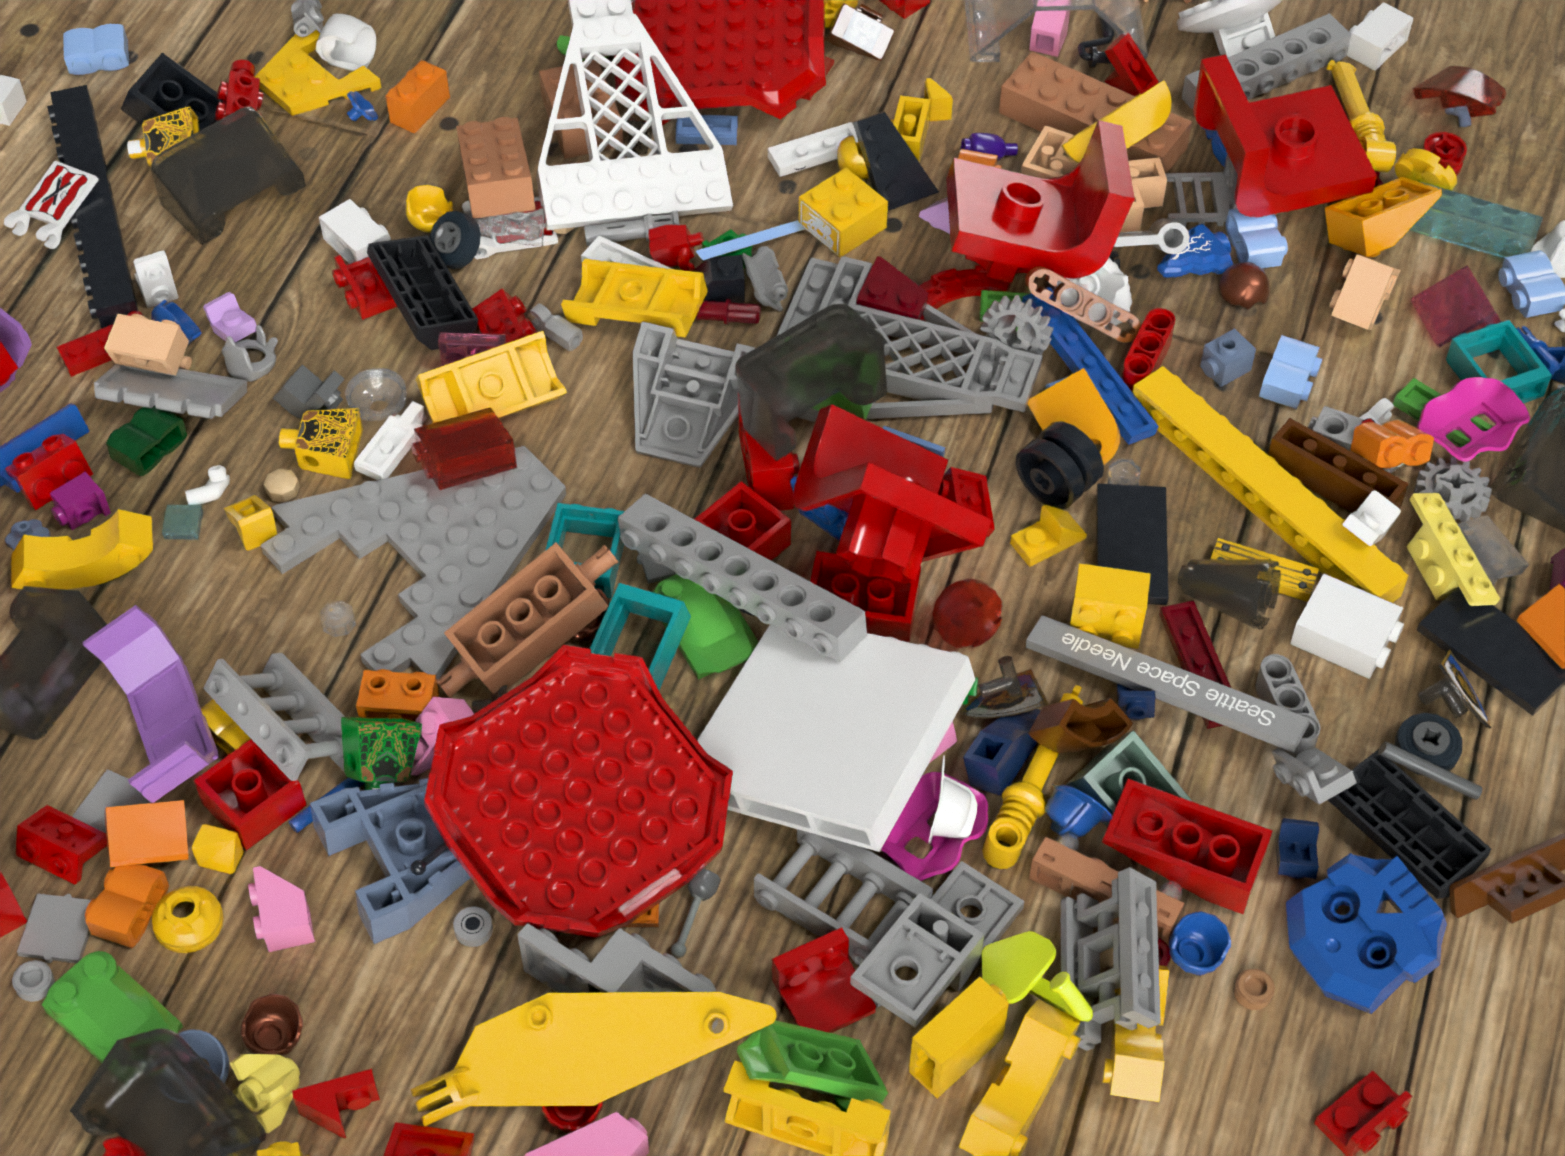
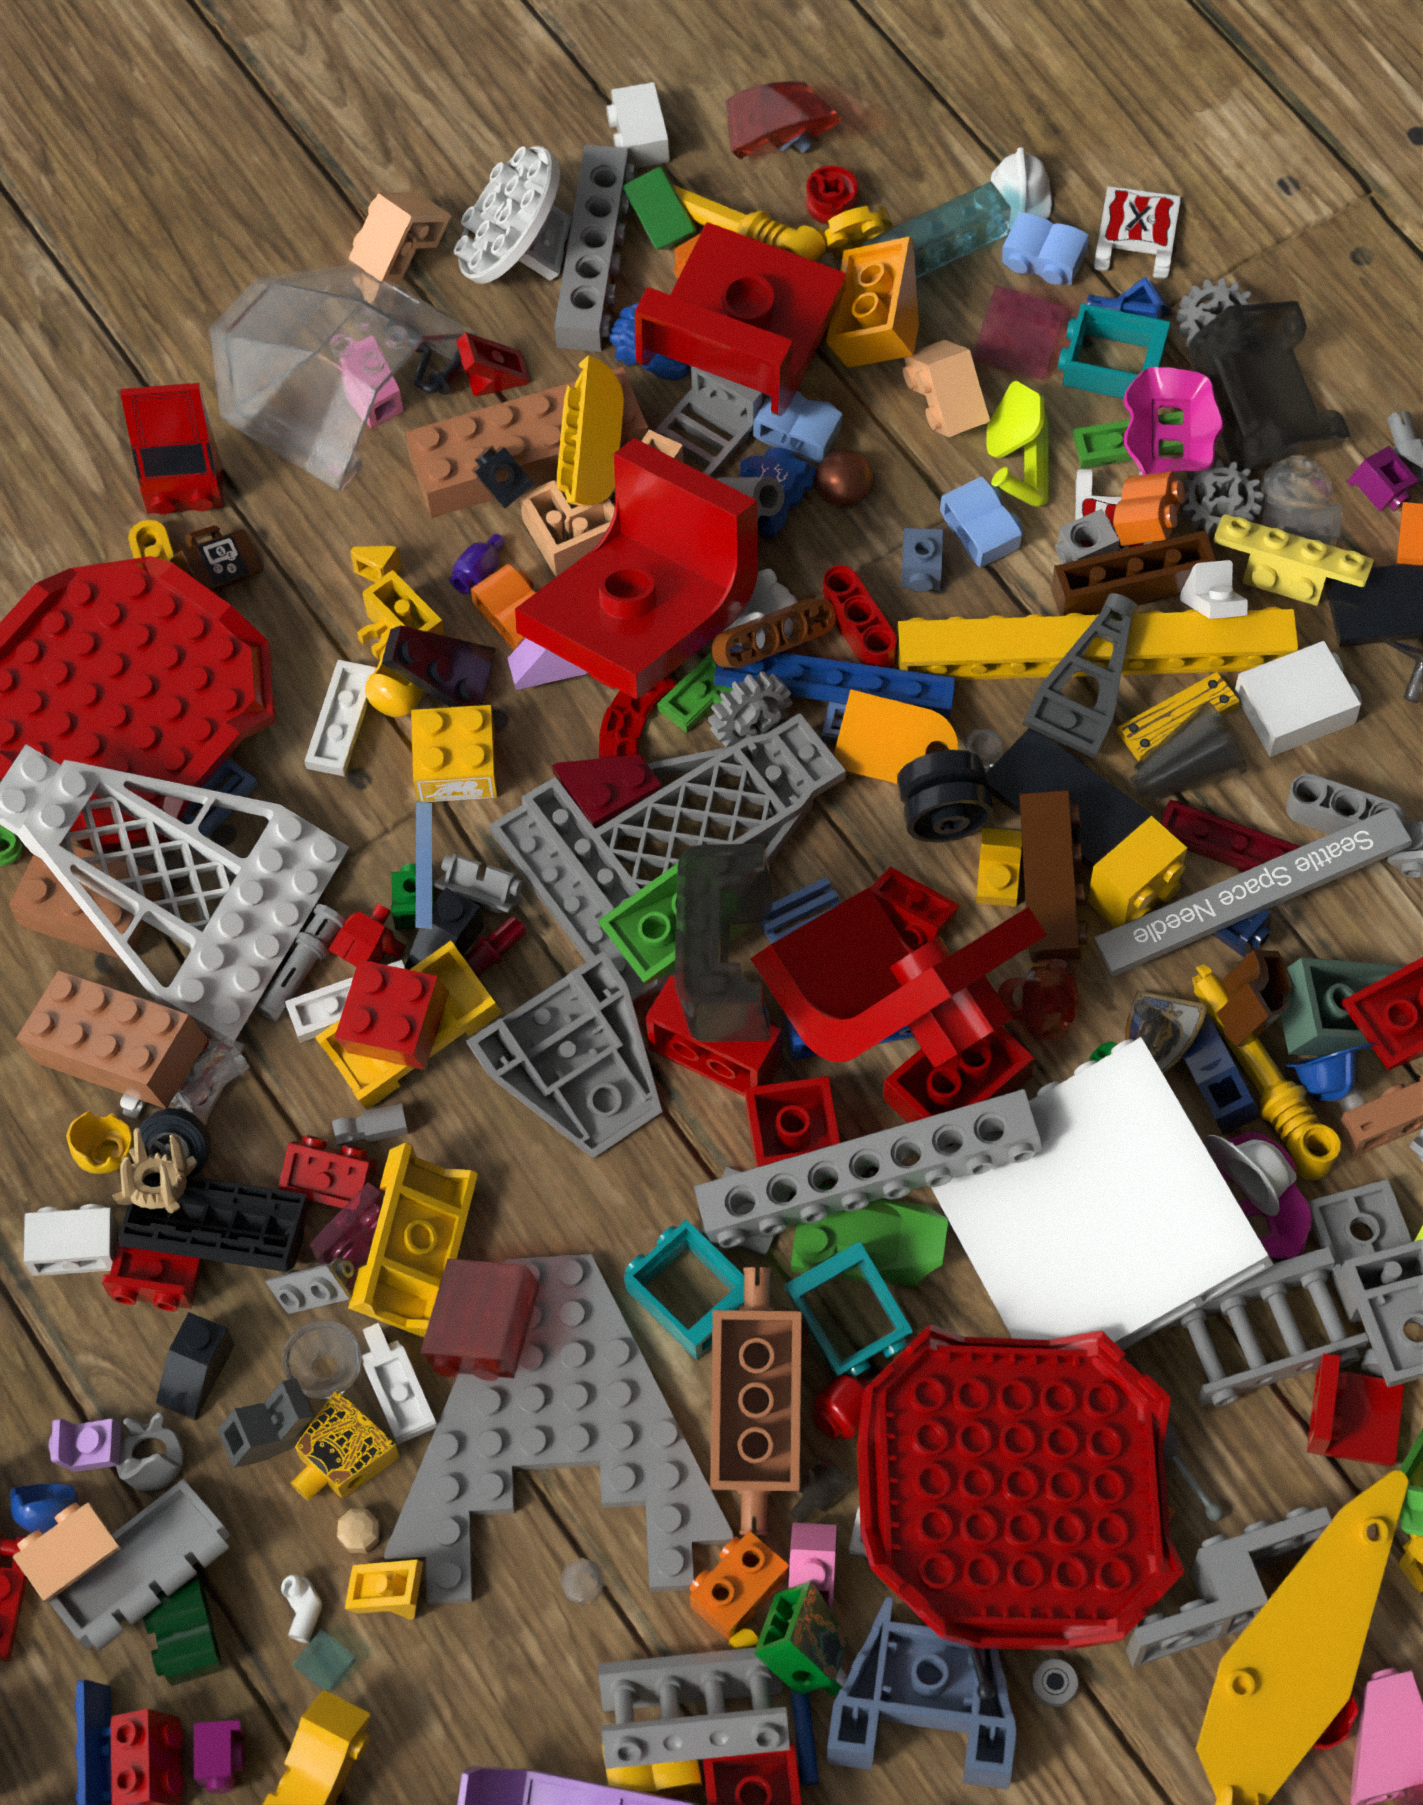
camera: 50 degrees left, 10 degrees up
(324, 338) = (193, 1365): none -> black slope
(407, 234) = (172, 1176): none -> tan piece
(416, 356) = (312, 1286): none -> light grey hinge
(623, 272) = (392, 1014): none -> red brick
(1052, 115) = (506, 491): none -> black brick
(1053, 563) = (1051, 874): none -> reddish brown brick
(1188, 503) = (1068, 720): none -> dark grey plate
(1329, 68) = (659, 209): none -> green slope
(1387, 364) = (1018, 423): none -> neon yellow piece
(1513, 527) = (1297, 485): none -> clear piece

